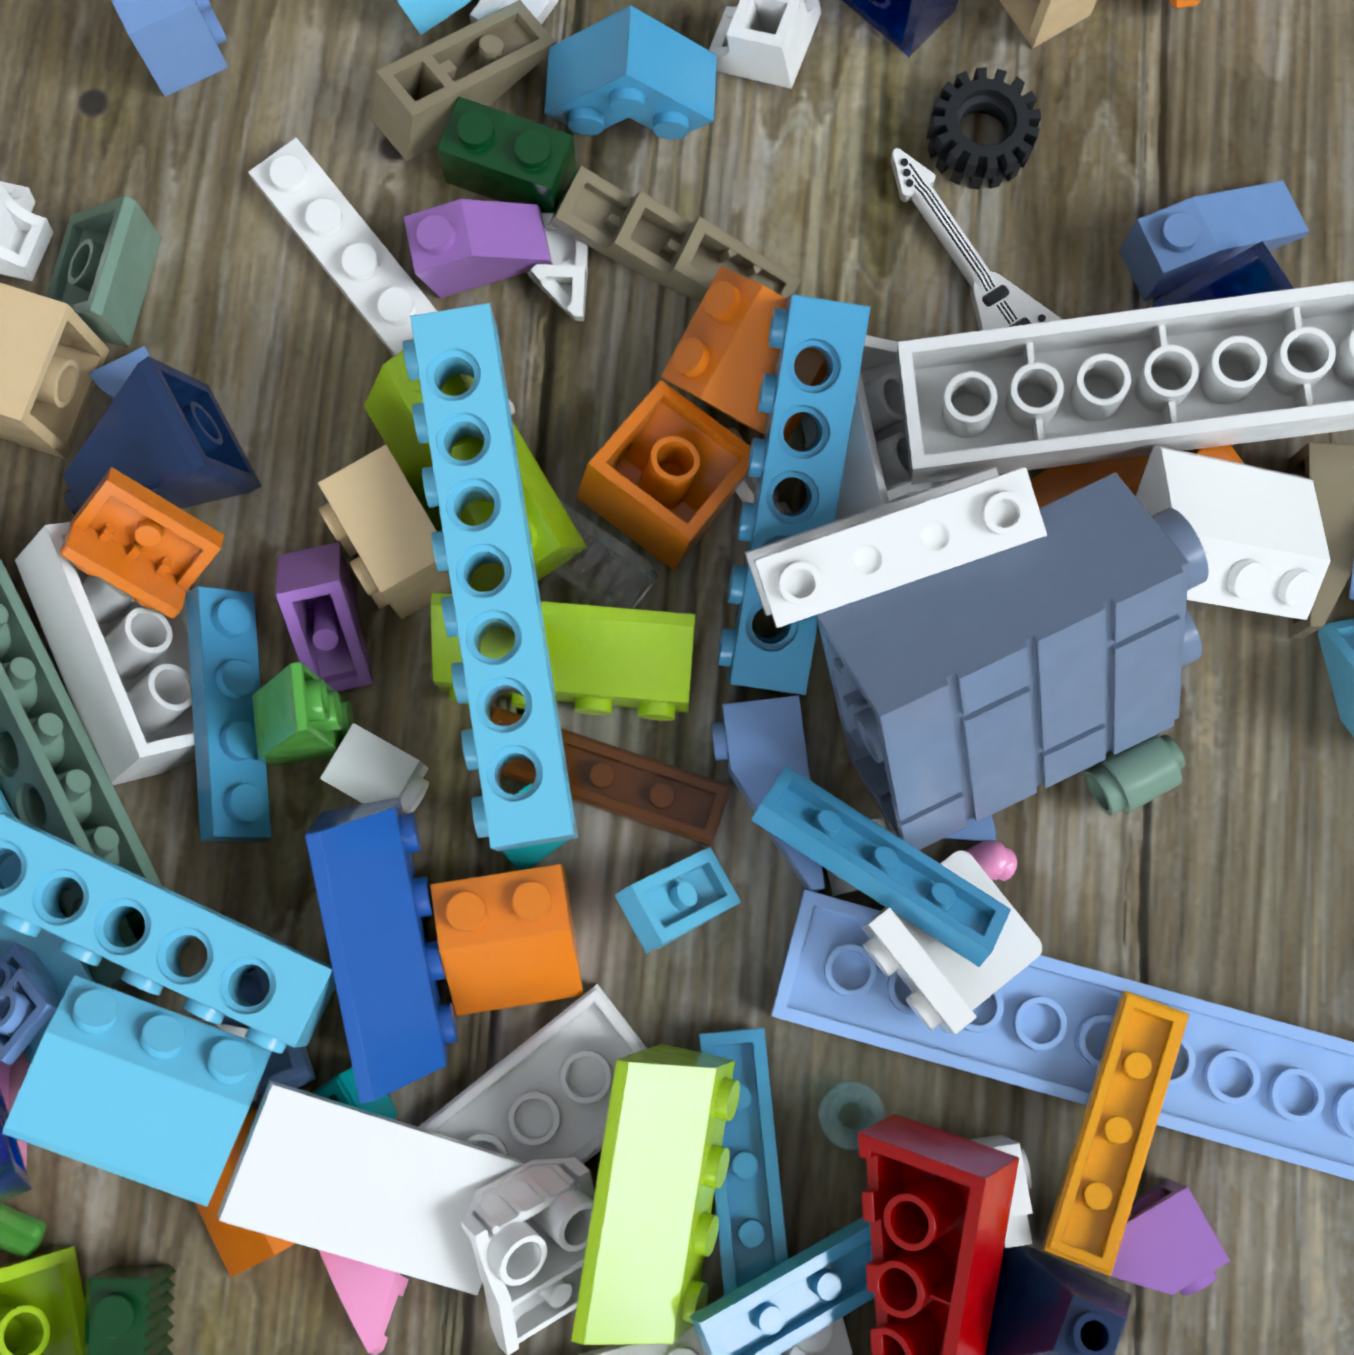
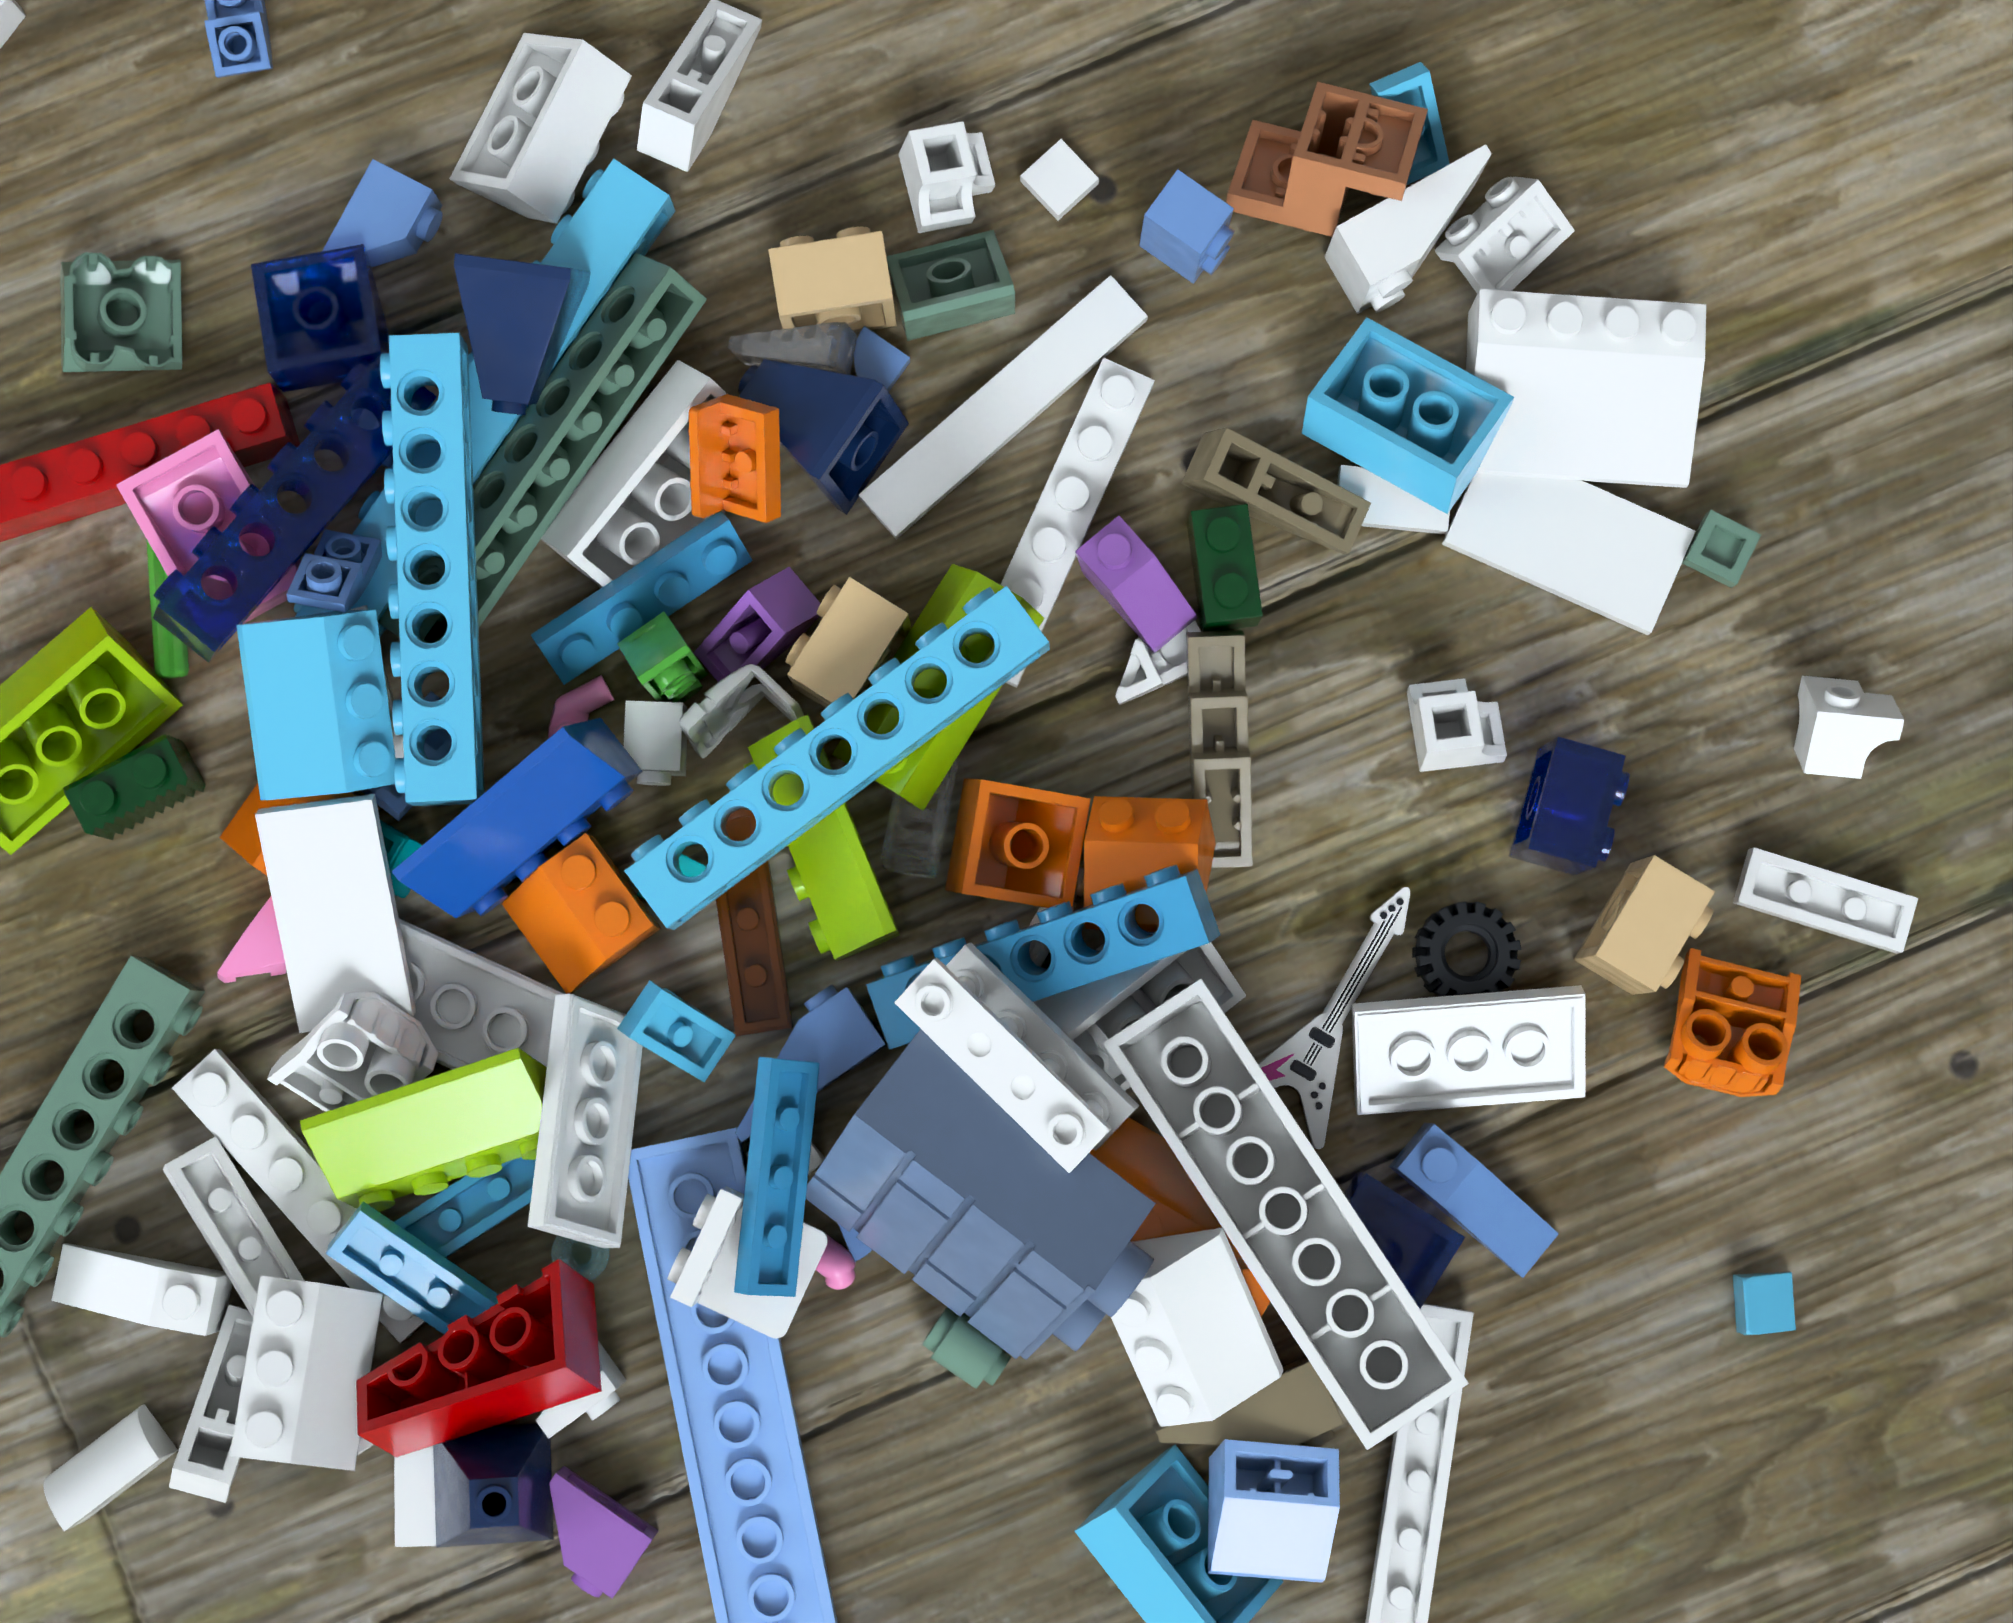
camera: 60 degrees right, 5 degrees up
(59, 131) = (1059, 179): none -> white tile
(69, 425) = (813, 346): none -> clear slope
(243, 290) = (1003, 407): none -> white tile
(297, 818) = (578, 703): none -> bright pink arm
(378, 679) = (729, 703): none -> white piece
(631, 71) = (1344, 635): dark azure brick -> none
(729, 1036) = (585, 1125): none -> white tile
(1076, 167) = (1469, 1050): none -> white tile
(1115, 1133) = (666, 1463): light orange tile -> none

